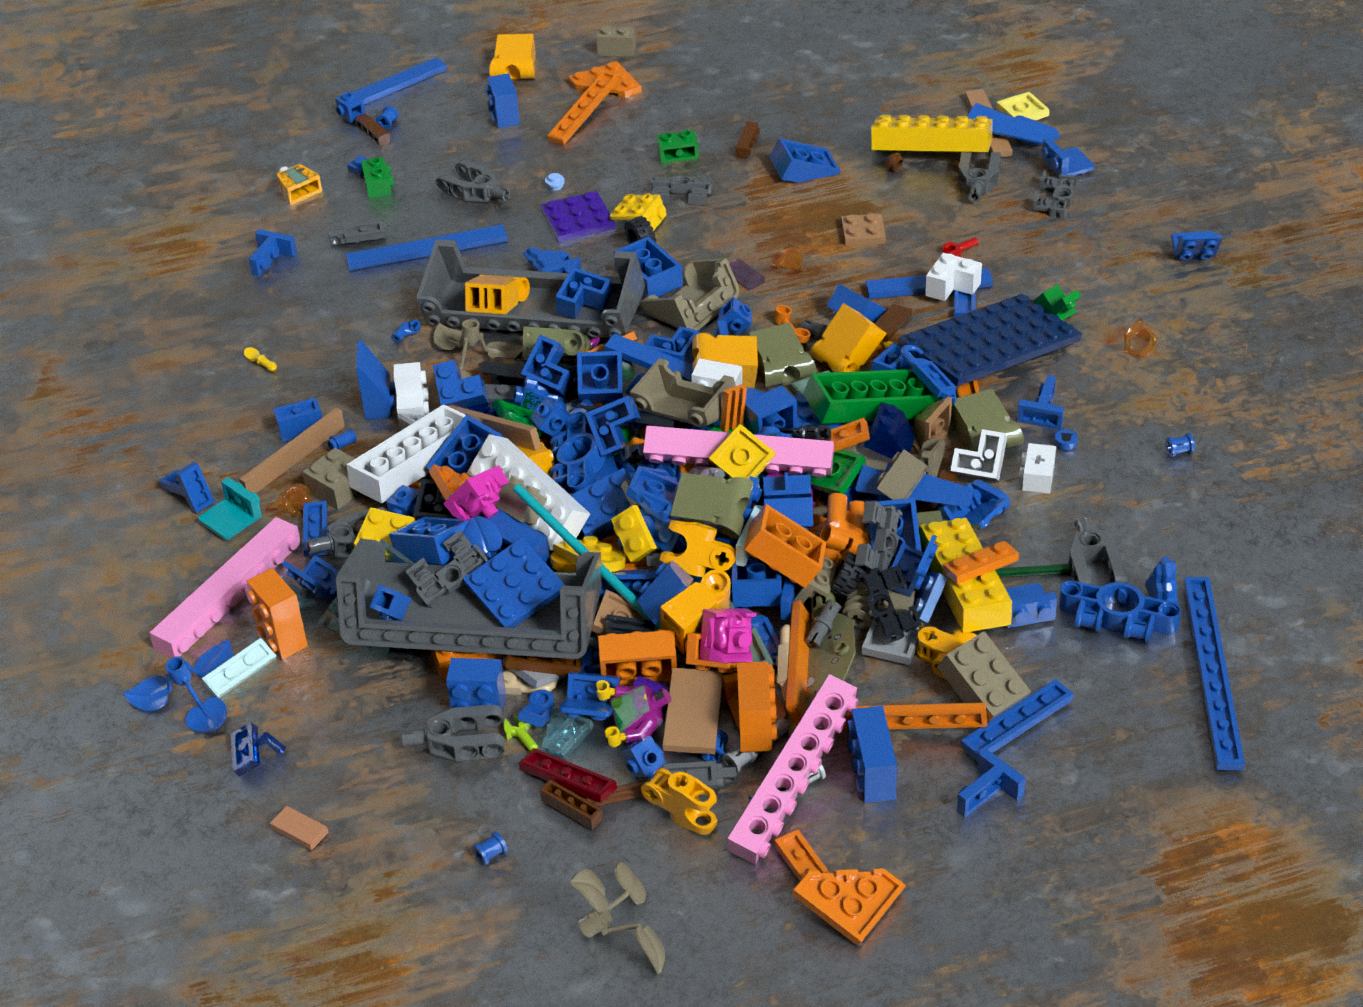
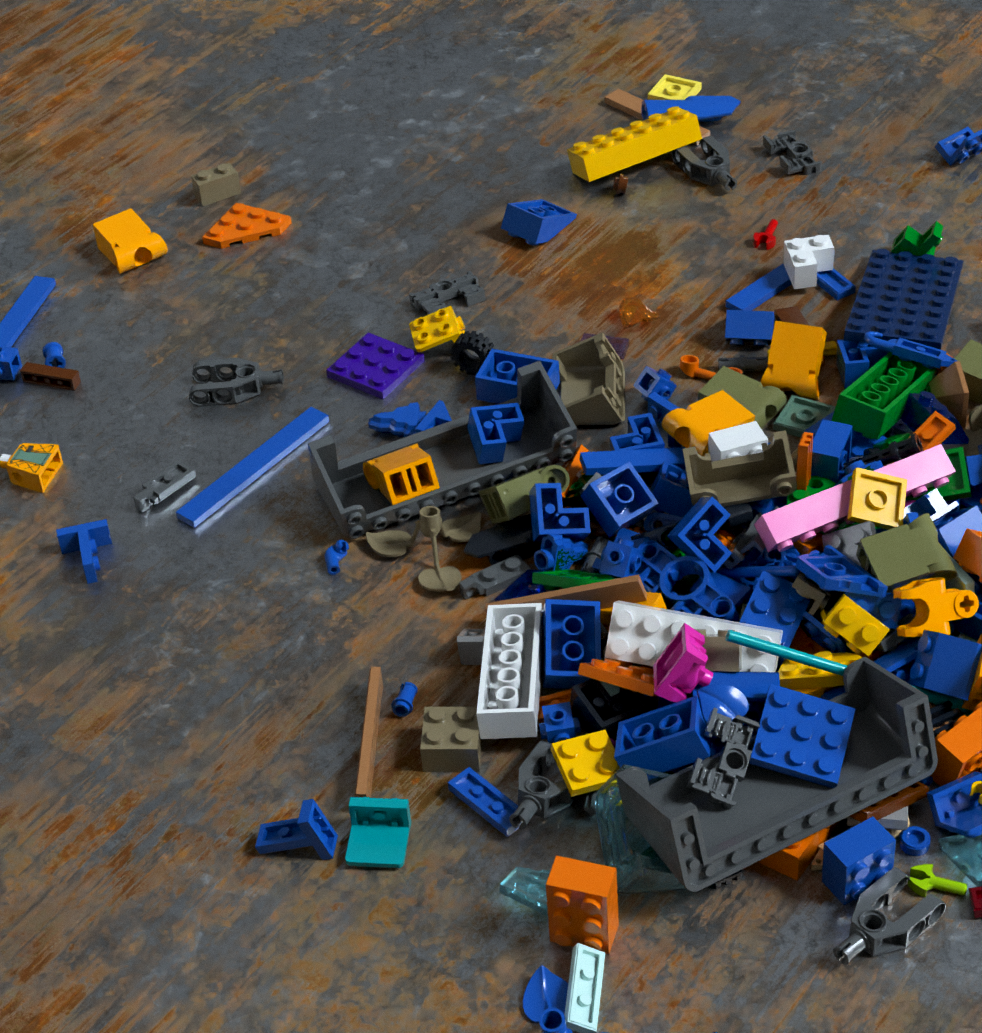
camera: 35 degrees left, 0 degrees up
(224, 588) = (471, 918): bright pink brick -> none
(254, 355) = (197, 663): yellow piece -> none
(293, 500) = (430, 782): clear orange piece -> none
(297, 417) = (339, 698): blue panel -> none
(316, 576) = (559, 841): blue bracket -> none
(356, 166) = (80, 418): blue plate -> none
(374, 384) = (385, 627): blue slope -> none
(377, 177) = (117, 420): green brick -> none
(390, 603) = (712, 823): blue brick -> none
(410, 390) = (427, 615): white brick -> none
(458, 391) = (473, 587): blue brick -> none
(502, 100) = (172, 285): blue brick -> none
(534, 715) = (932, 856): blue tile -> none
(554, 181) = (311, 342): light blue plate -> none
(583, 108) = (257, 260): orange tile -> none
(677, 146) = (399, 256): green brick -> none
(747, 140) = (456, 222): reddish brown piece -> none
(863, 229) = (663, 257): medium nougat plate -> none
(1066, 161) = (766, 120): blue bracket -> none

